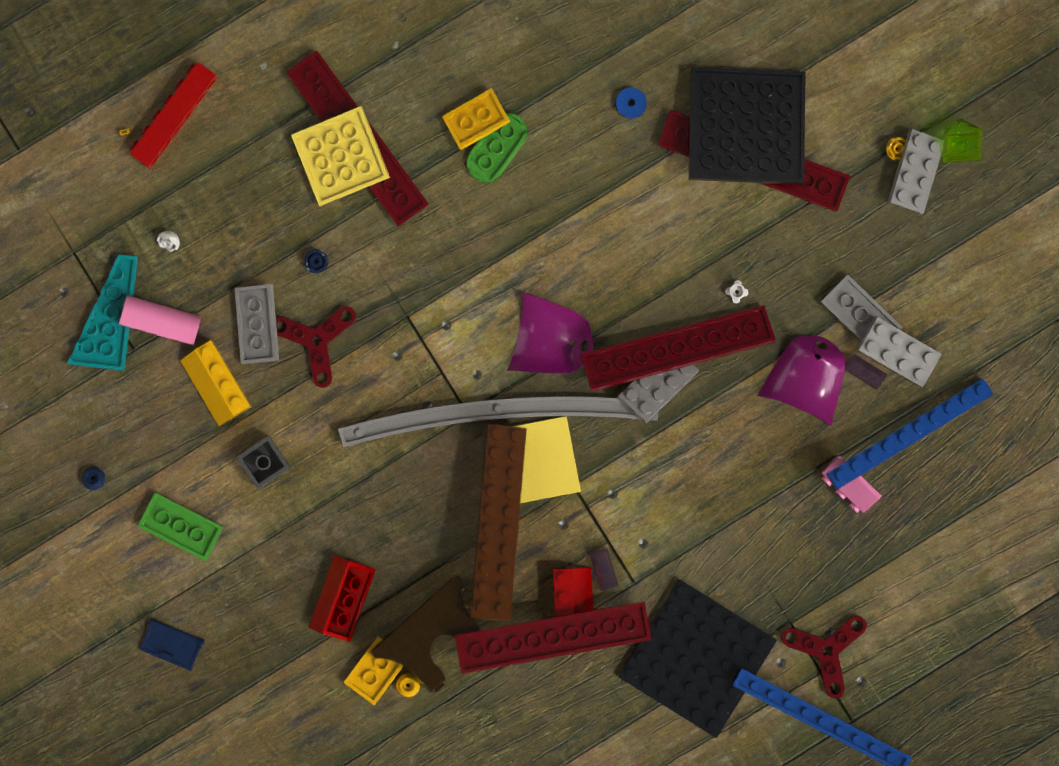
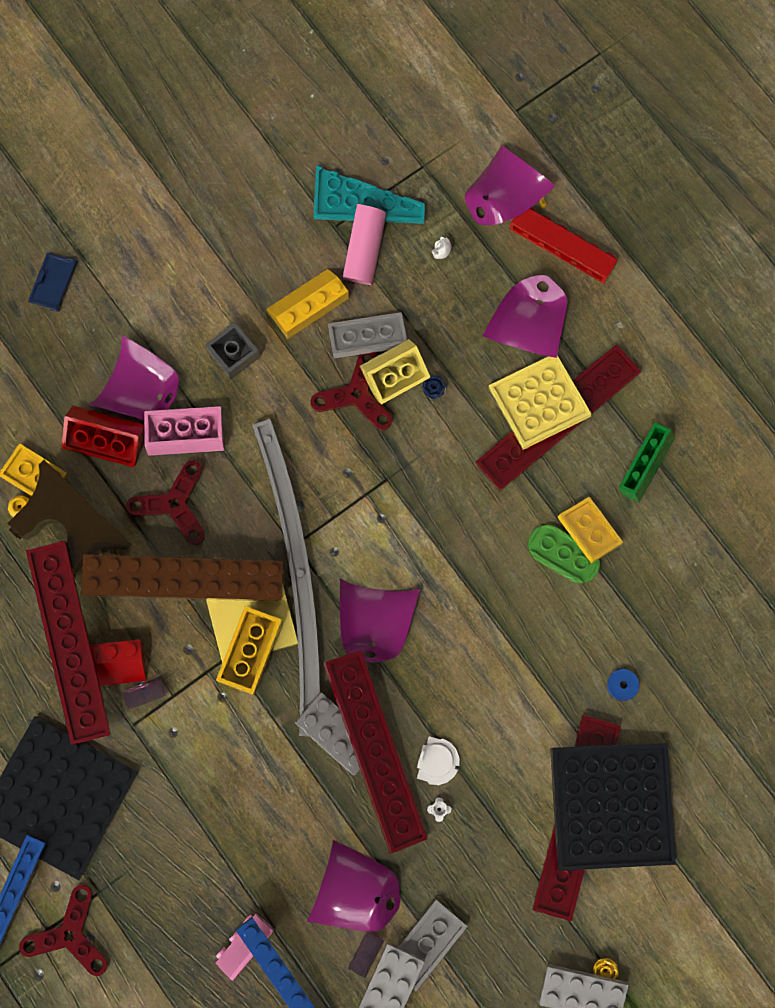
camera: 80 degrees right, 10 degrees down
(99, 479) = (210, 203): dark blue plate -> none
(108, 165) = (510, 189): none -> magenta piece
(180, 526) = (166, 280): bright green plate -> none
(254, 160) = (525, 323): none -> magenta piece
(289, 563) = (138, 382): none -> magenta piece
(299, 299) = (395, 371): none -> light yellow brick
(344, 516) = (183, 431): none -> bright pink slope
(412, 55) = (646, 462): none -> green brick
(417, 544) = (160, 504): none -> dark red piece
(572, 463) = (249, 650): none -> yellow brick
(691, 289) = (437, 761): none -> white piece

